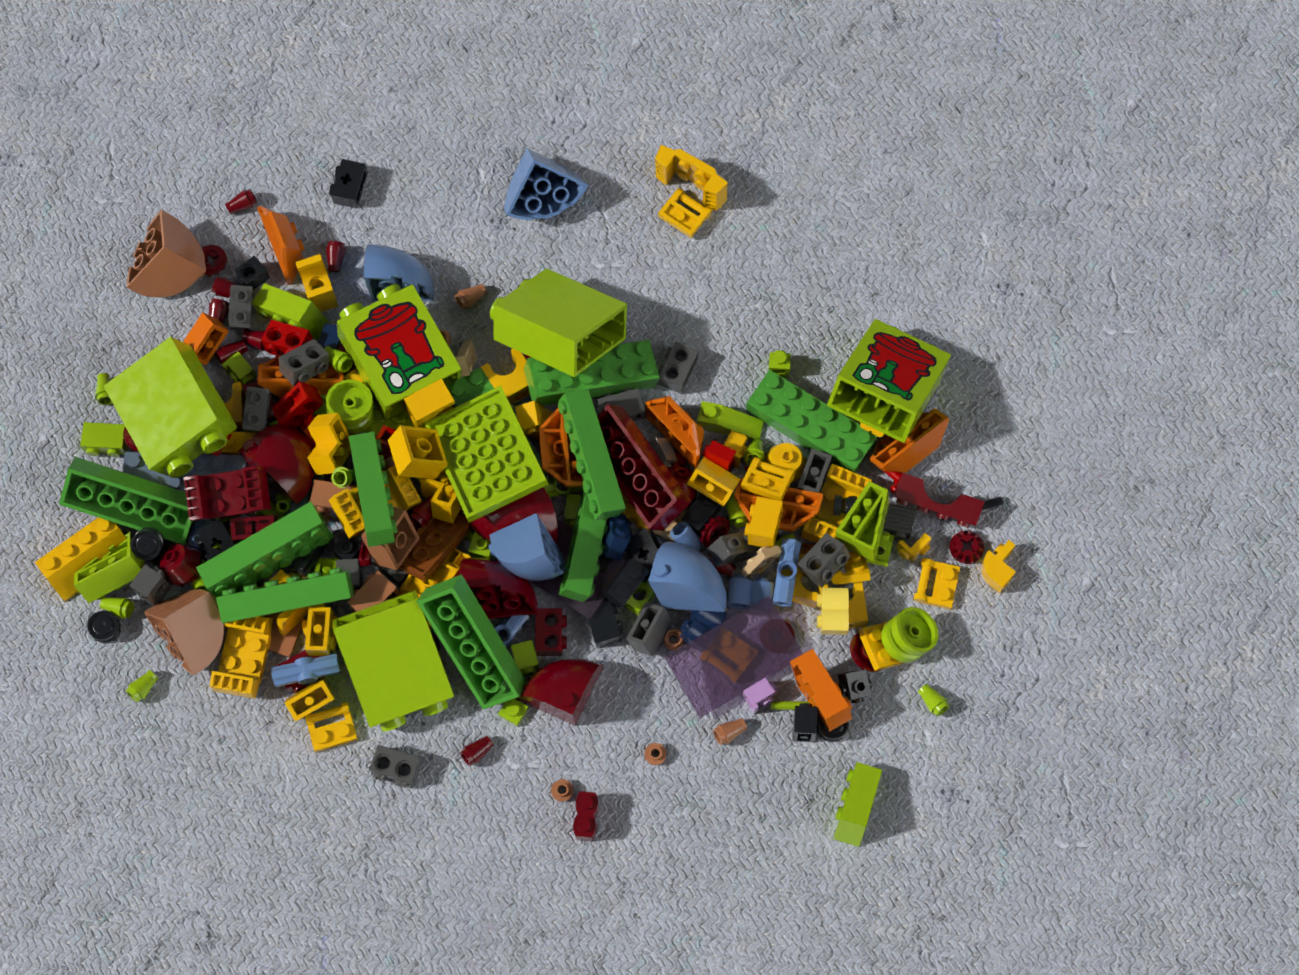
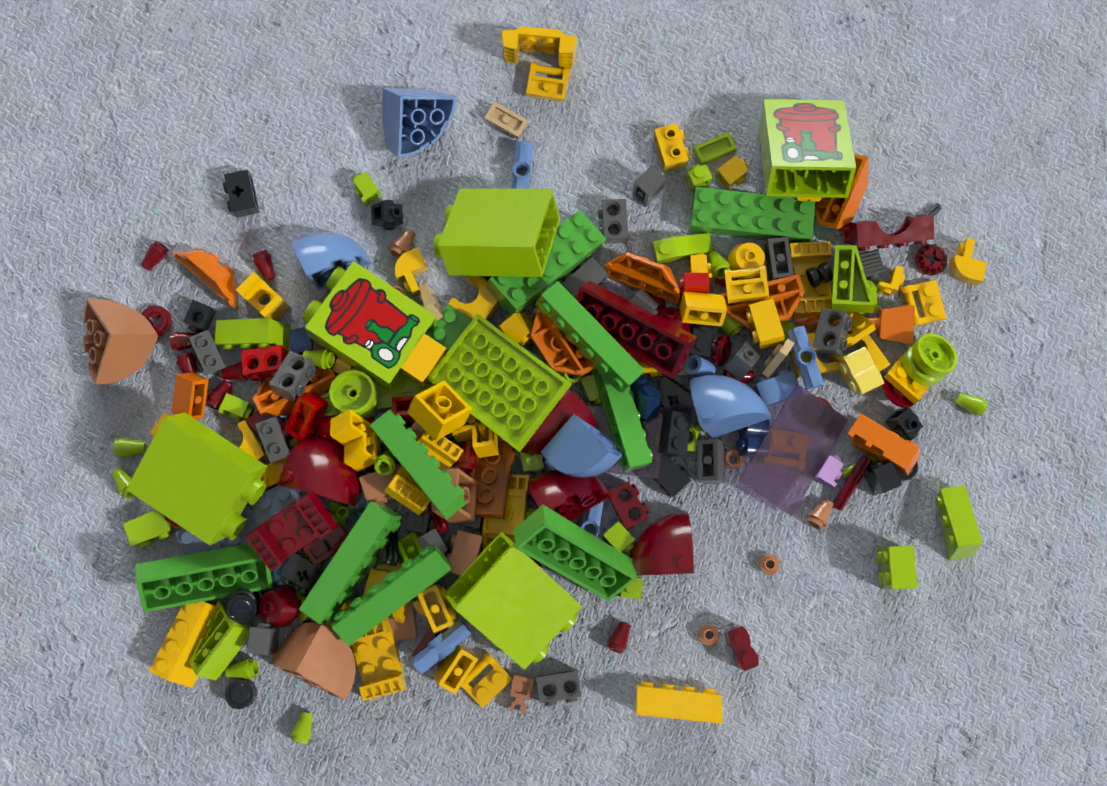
camera: 30 degrees left, 10 degrees up
(123, 357) = (127, 447): none -> lime cone
(360, 752) = (521, 689): none -> nougat plate
(463, 231) = (365, 187): none -> lime brick
(465, 318) = (407, 267): none -> yellow brick
(469, 262) = (387, 214): none -> black brick
(497, 836) = (678, 703): none -> yellow slope
(622, 272) = (522, 160): none -> medium blue piece
(627, 229) = (506, 120): none -> tan plate
(727, 348) = (649, 185): none -> dark grey brick
(768, 325) = (671, 147): none -> yellow brick
(774, 716) = (852, 482): none -> dark red axle
(774, 814) = (897, 567): none -> lime brick
(811, 346) = (714, 149): none -> lime tile
(815, 375) = (732, 172): none -> yellow brick
(895, 586) = (895, 323): none -> orange torso

